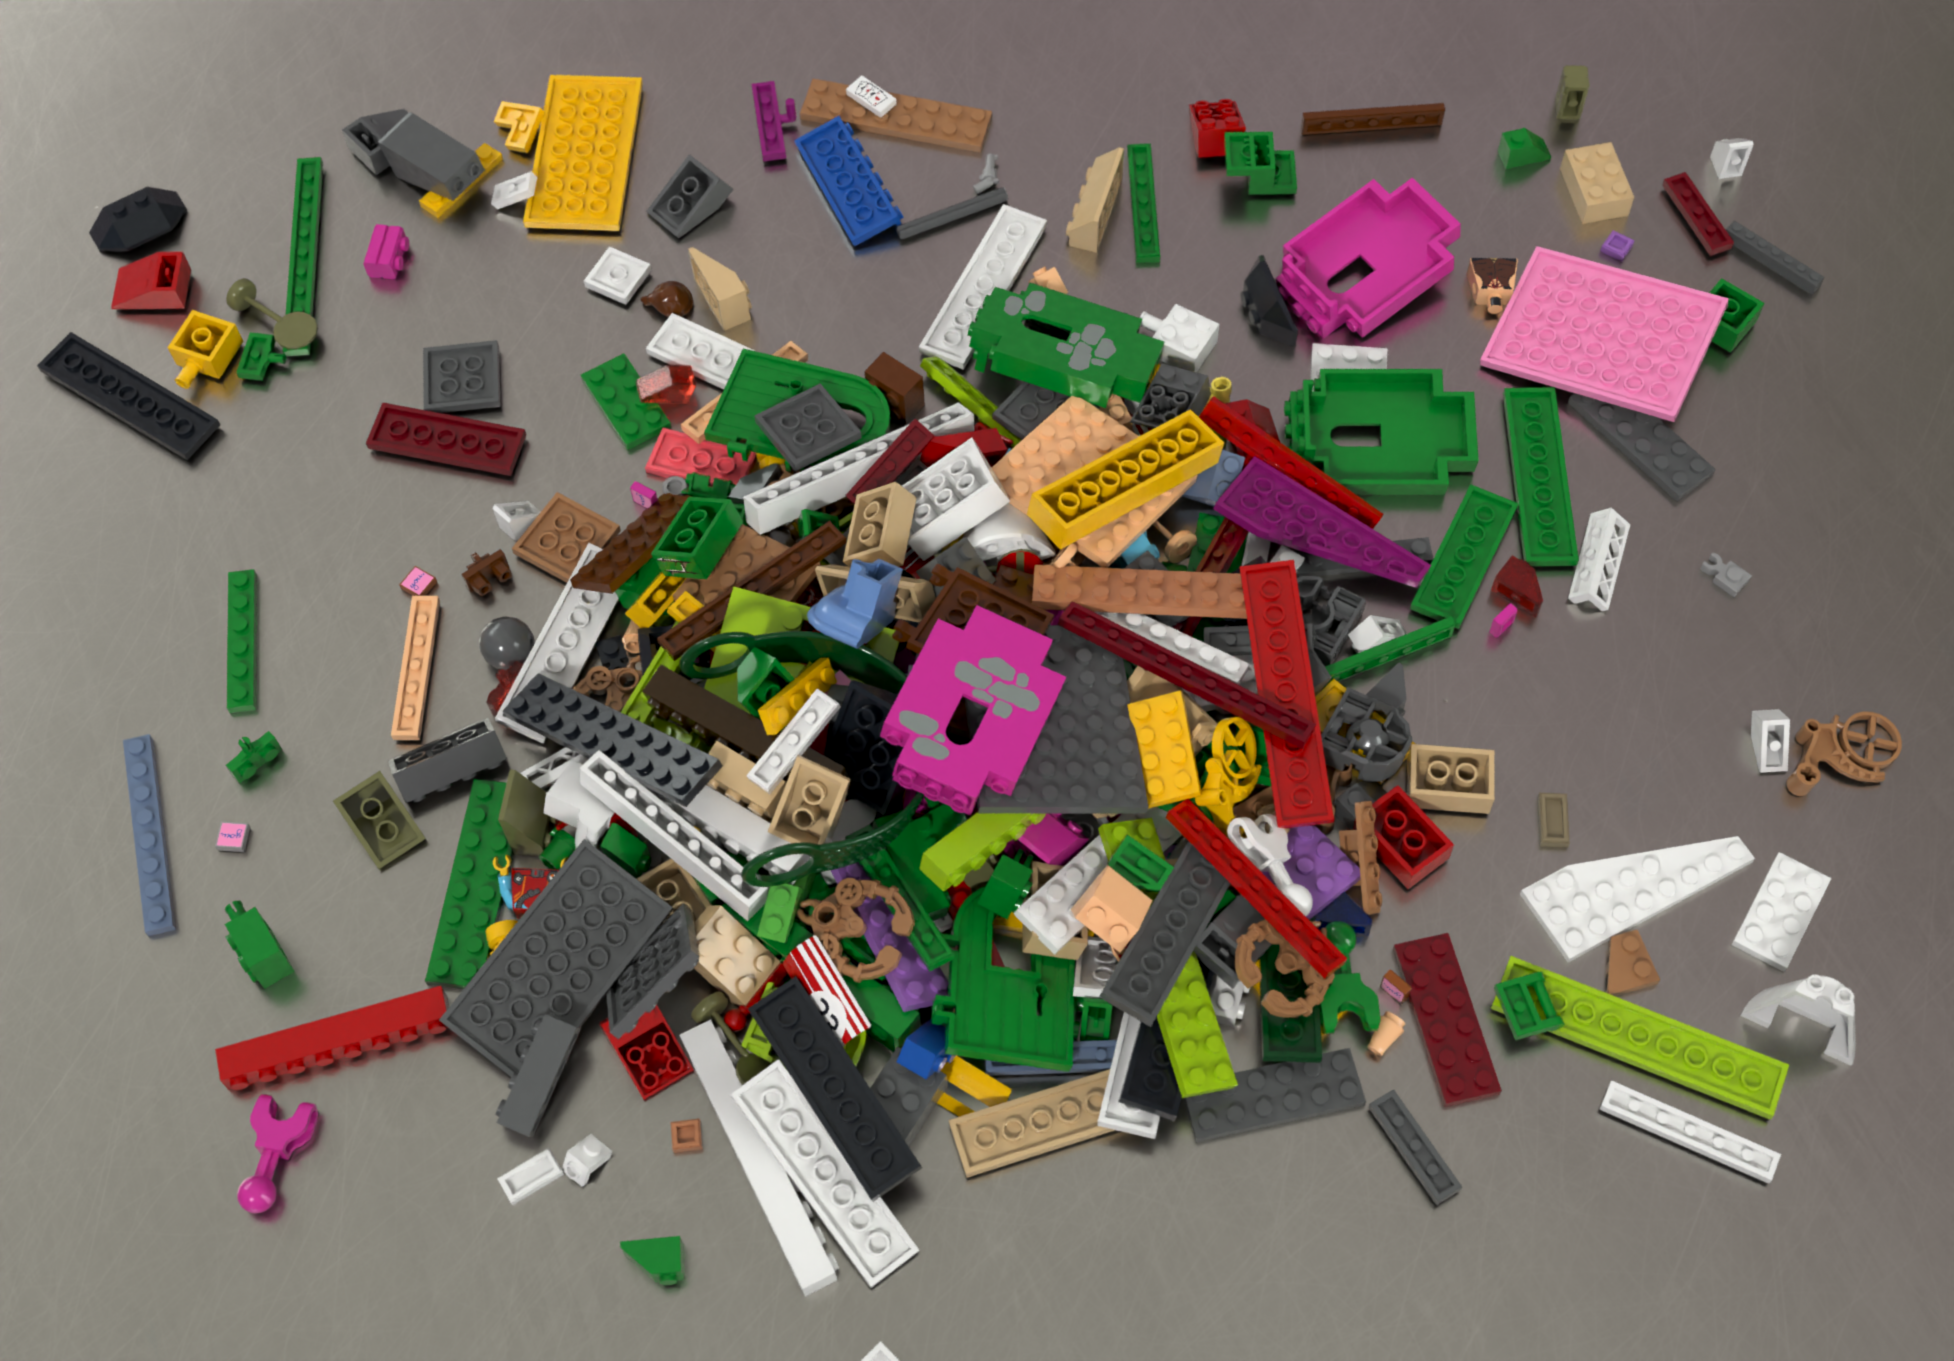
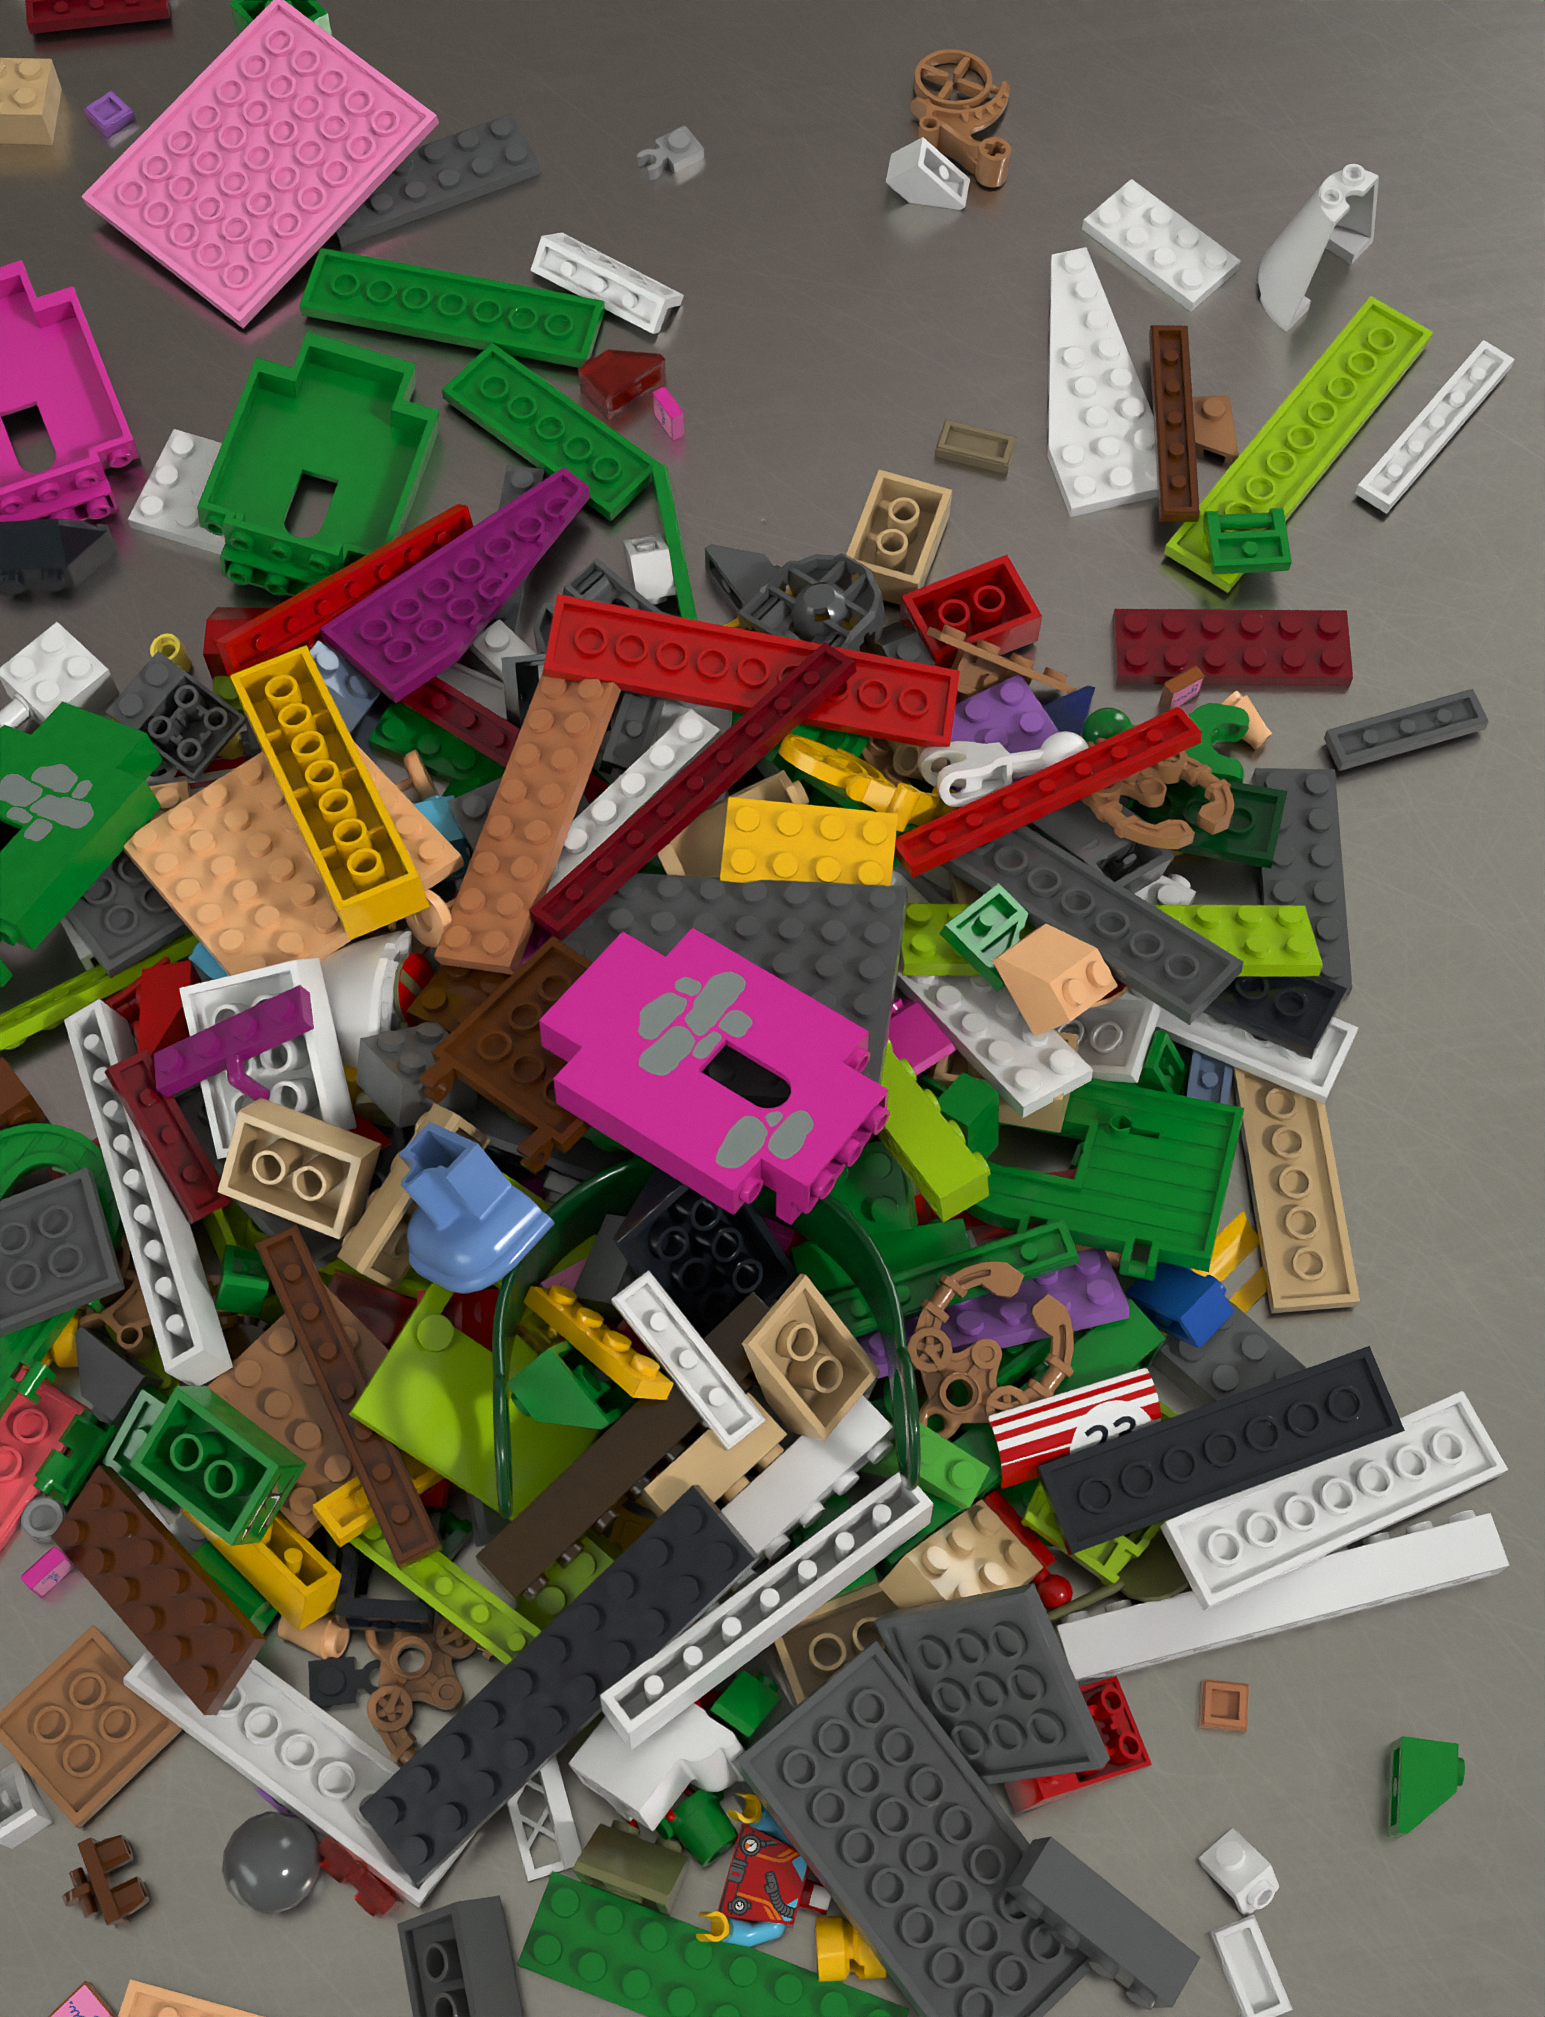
camera: 80 degrees left, 5 degrees up
(942, 471) = (233, 1042): none -> magenta plate
(1492, 281) = (114, 270): torso -> none
(1615, 941) = (1173, 424): none -> reddish brown tile

